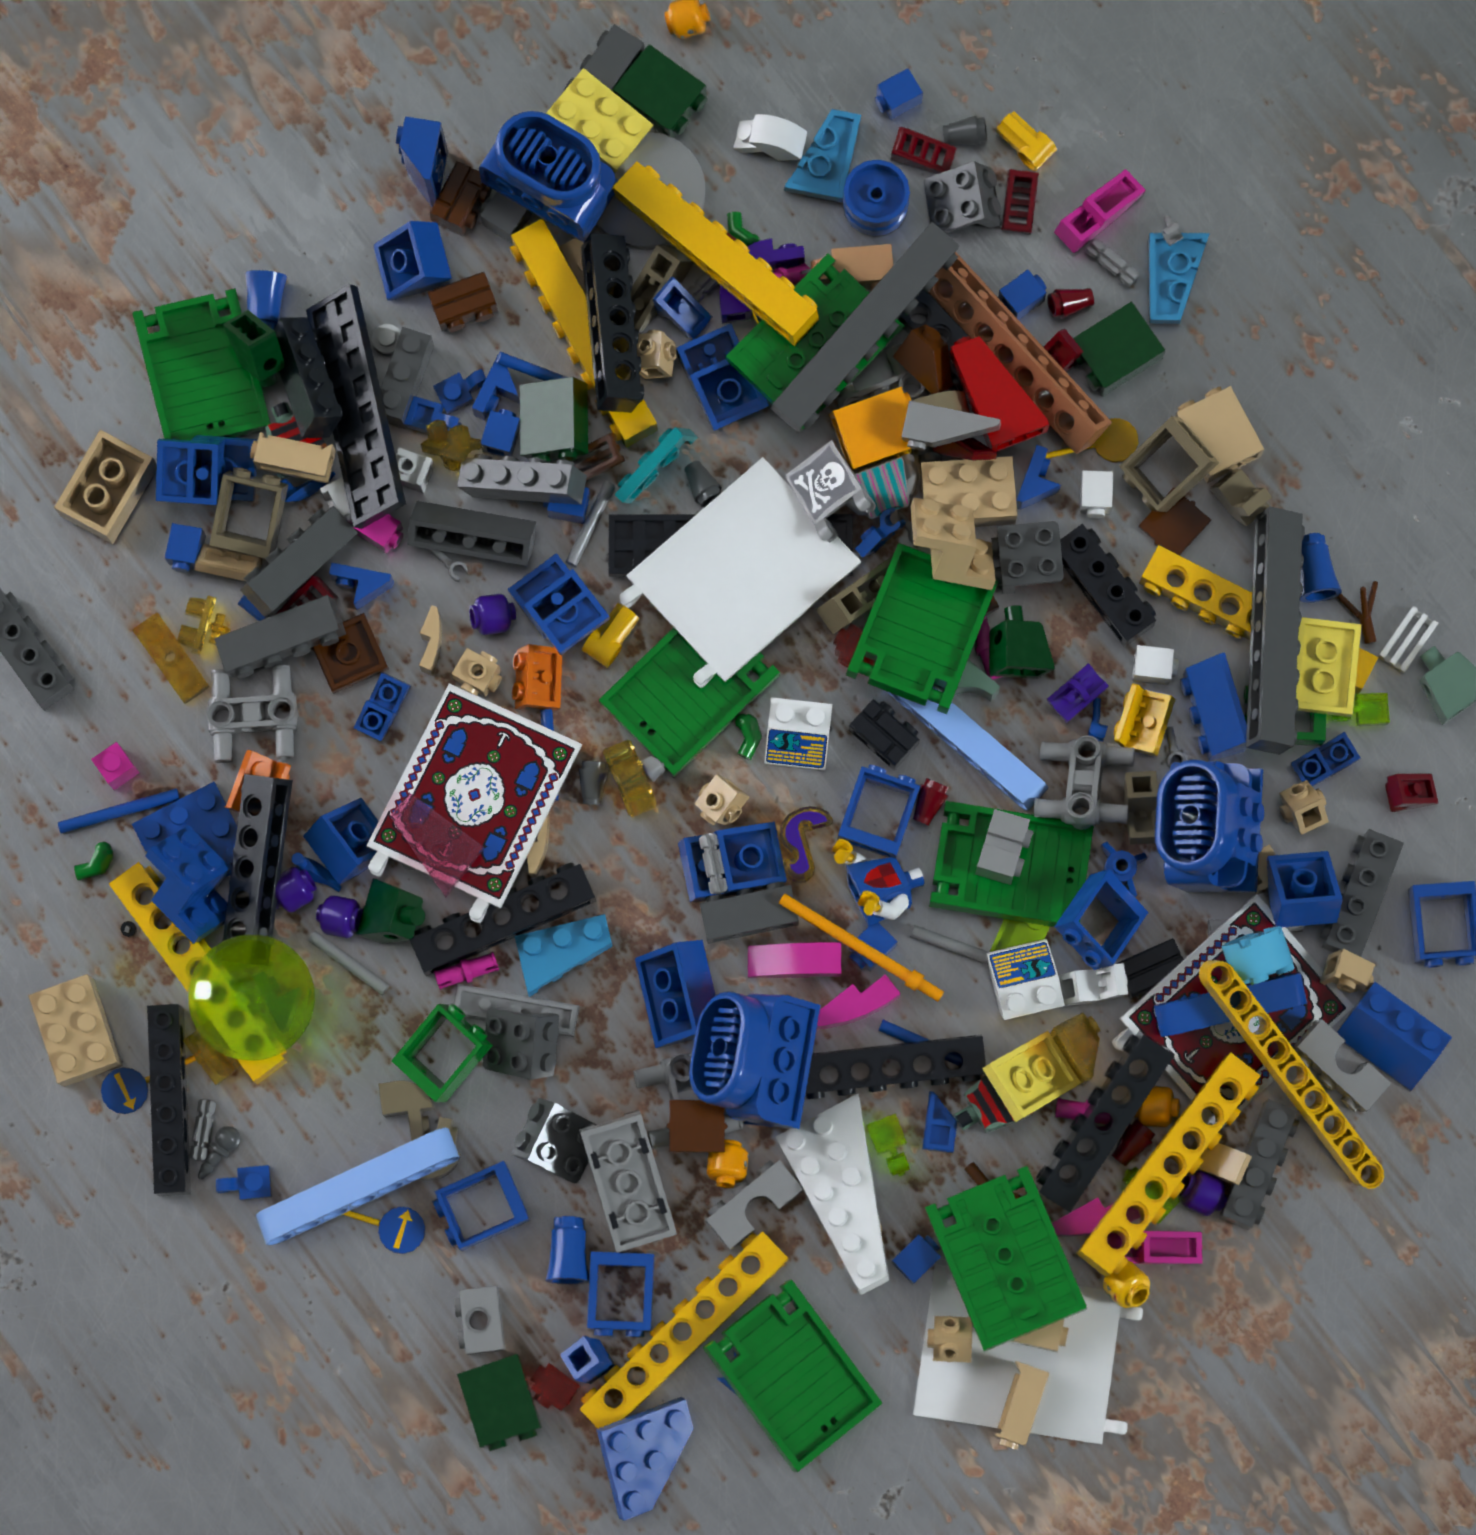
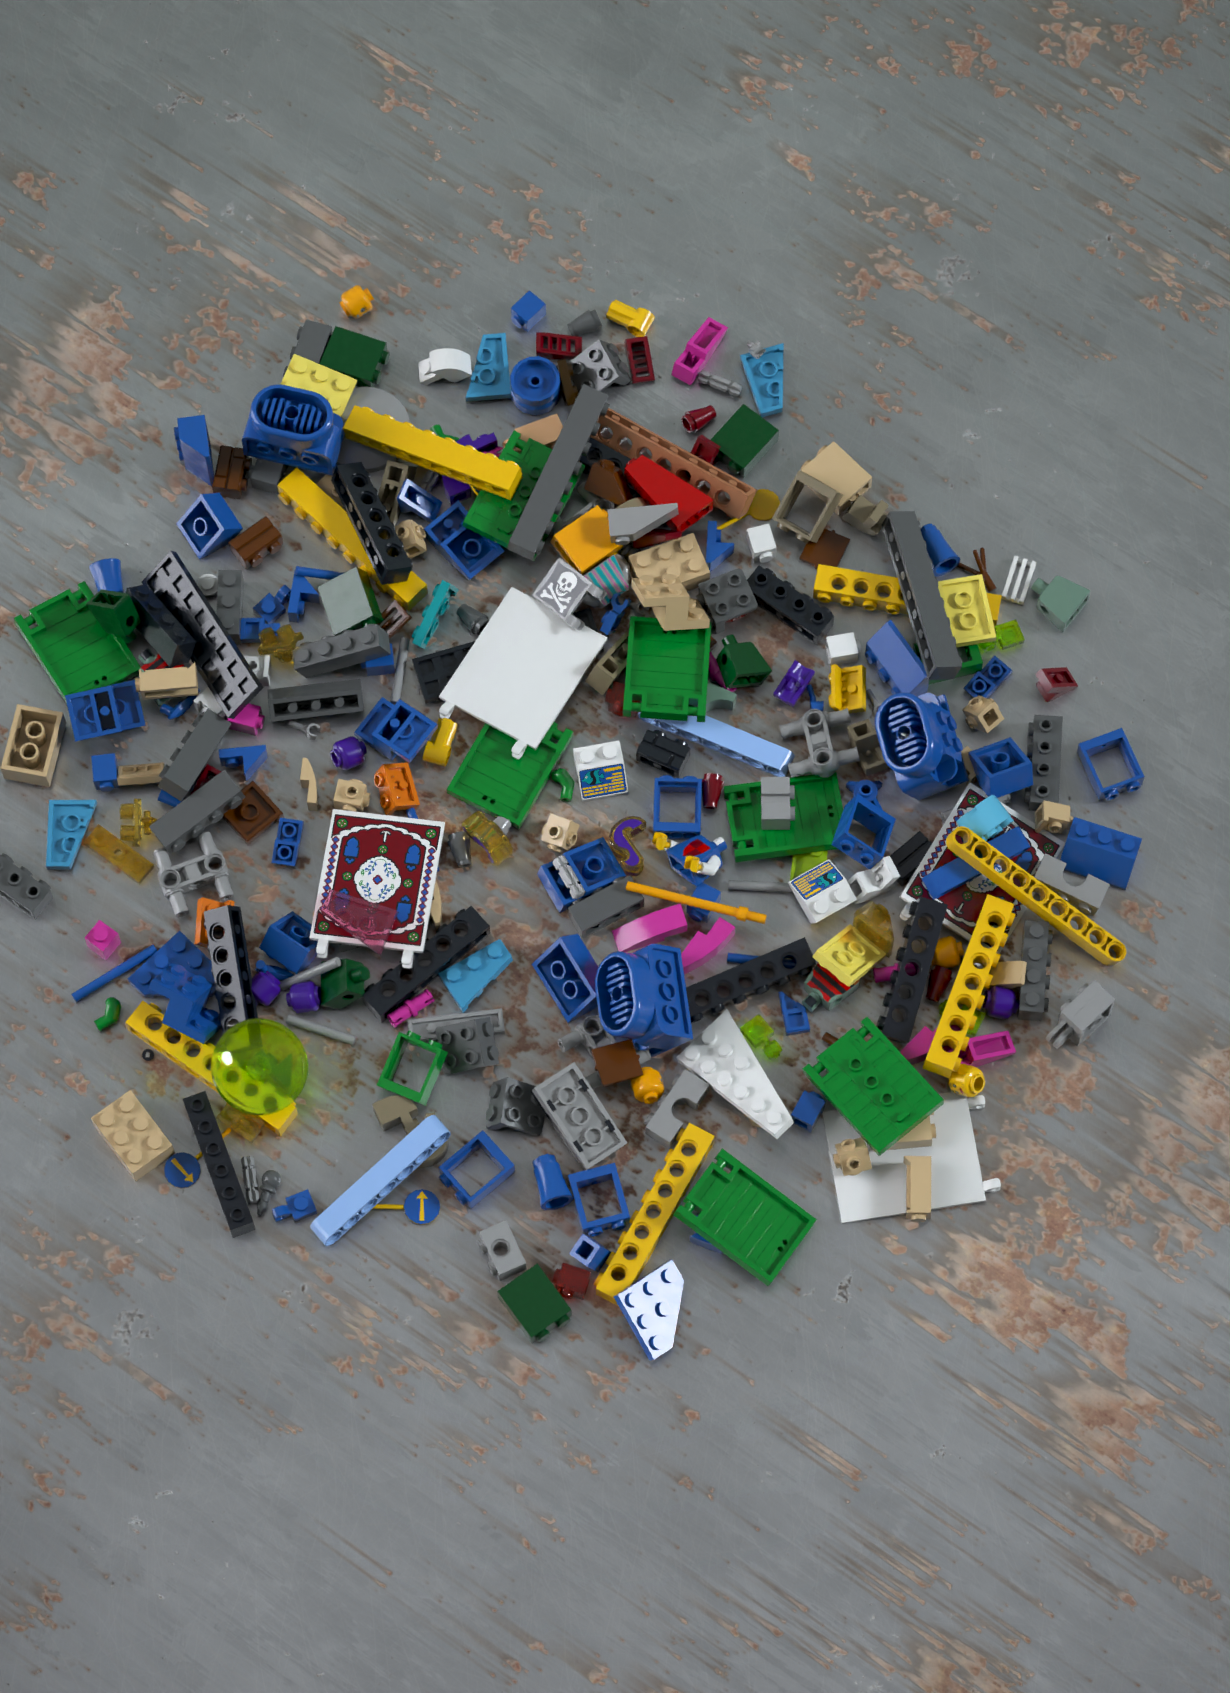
camera: 20 degrees left, 10 degrees down
(114, 609) = (66, 830): none -> dark azure wing
(239, 542) = (154, 705): dark tan window -> none
(366, 890) = (310, 973): none -> light grey bar
(501, 433) = (314, 624): blue brick -> none
(918, 191) = (568, 391): none -> dark brown wing
(1023, 294) = (664, 421): blue brick -> none
(1301, 1245) = (1082, 1015): none -> light grey brick

